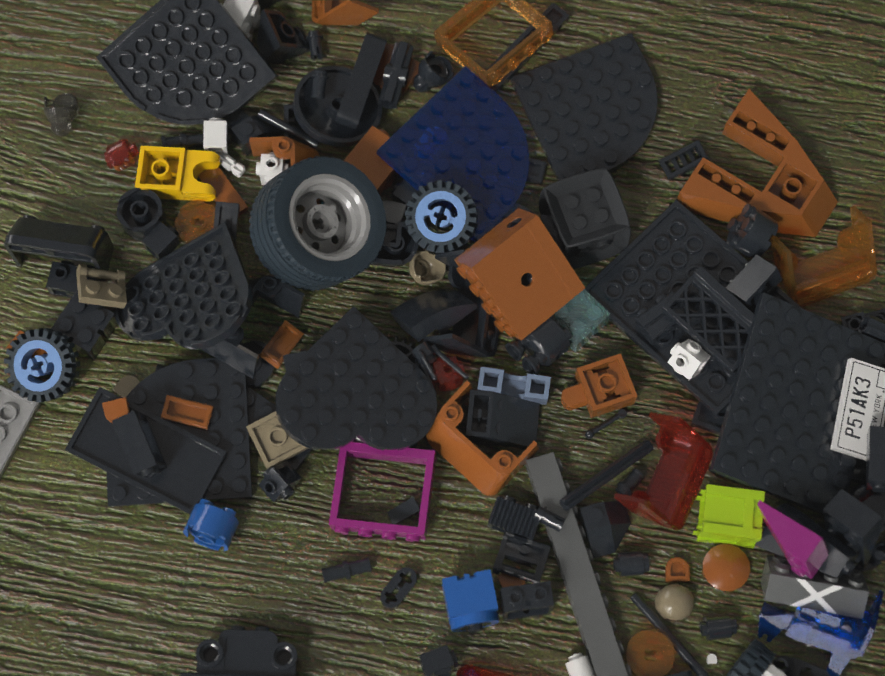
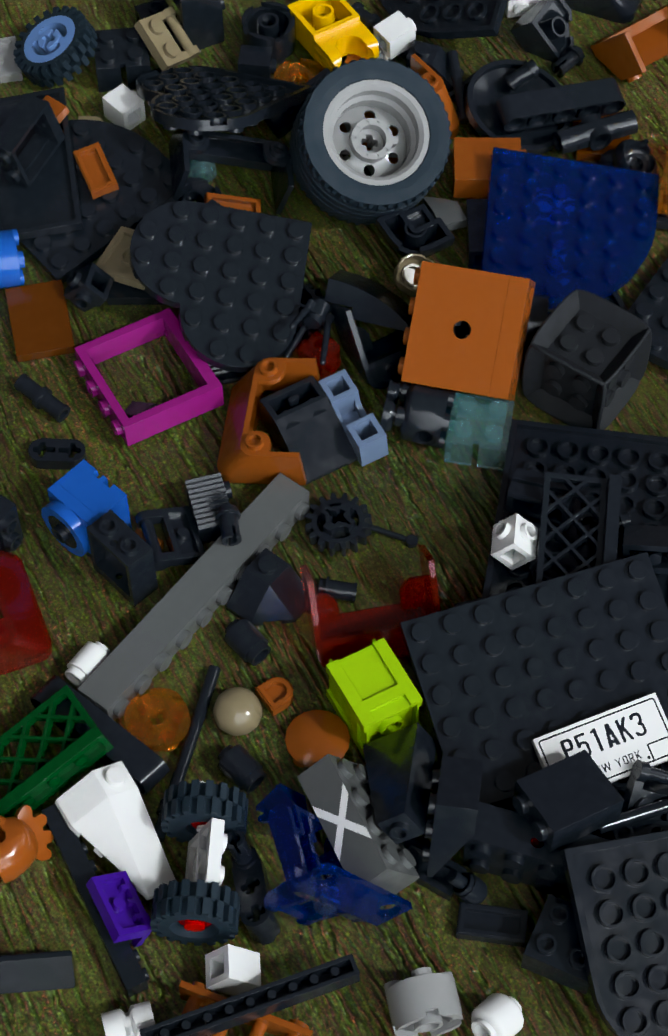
camera: 55 degrees right, 15 degrees down
(129, 354) = (124, 107): none -> white brick
(276, 530) = (39, 320): none -> reddish brown tile
(419, 211) = (465, 224): wheel -> none
(593, 446) = (338, 524): none -> black gear
(601, 387) = (428, 484): dark orange brick -> none
(606, 475) = (325, 556): black axle -> none
(800, 546) = (375, 746): magenta slope -> none

